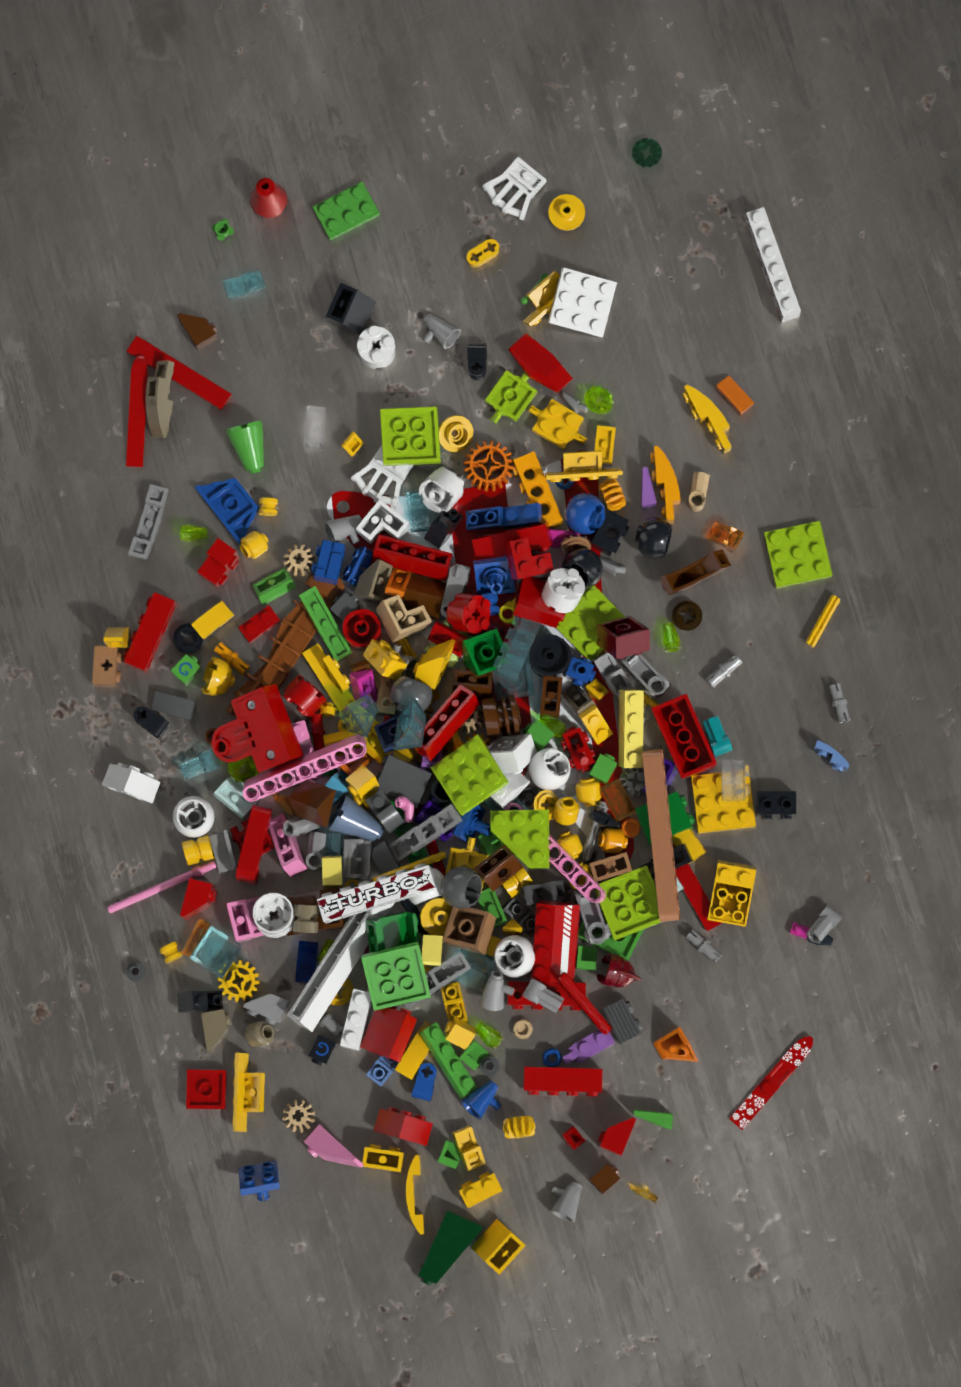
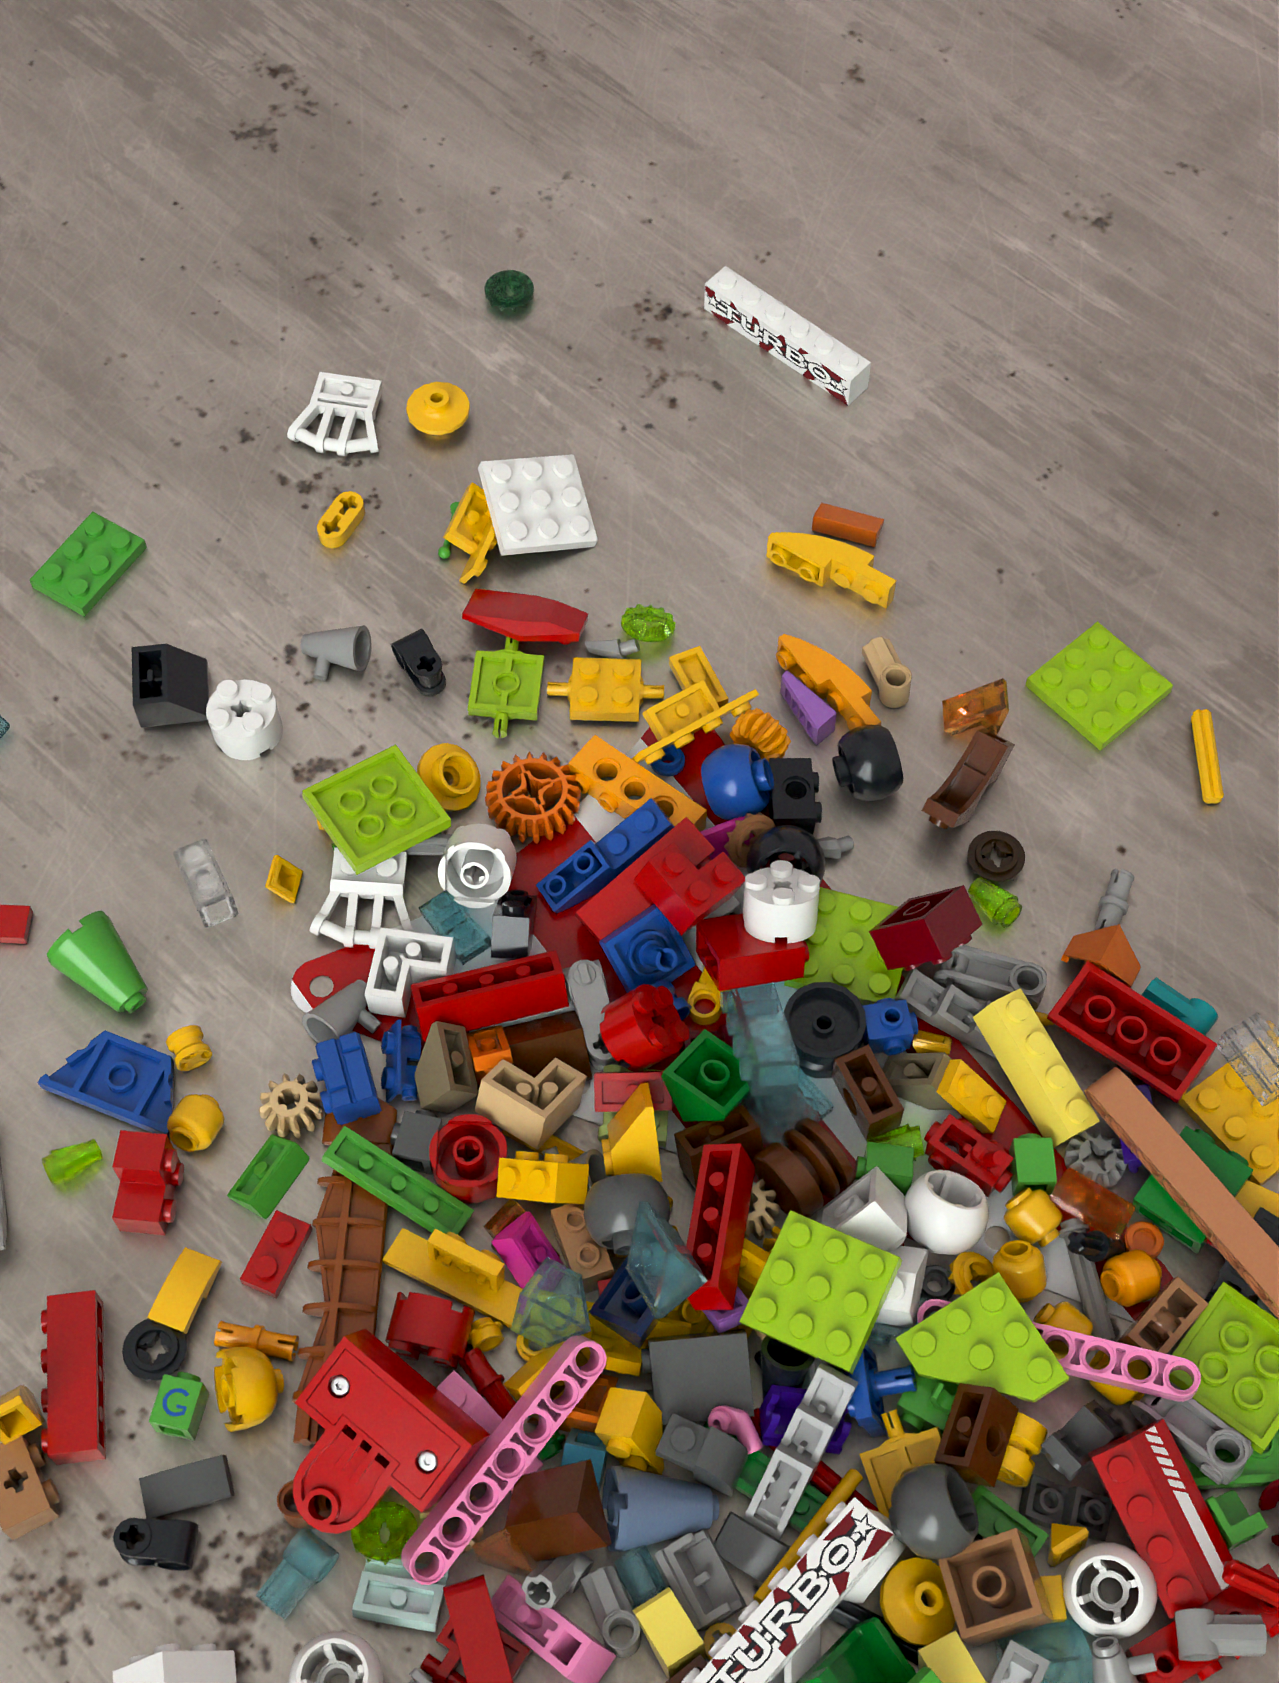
camera: 35 degrees left, 20 degrees down
(701, 693) = (1107, 950): none -> orange slope

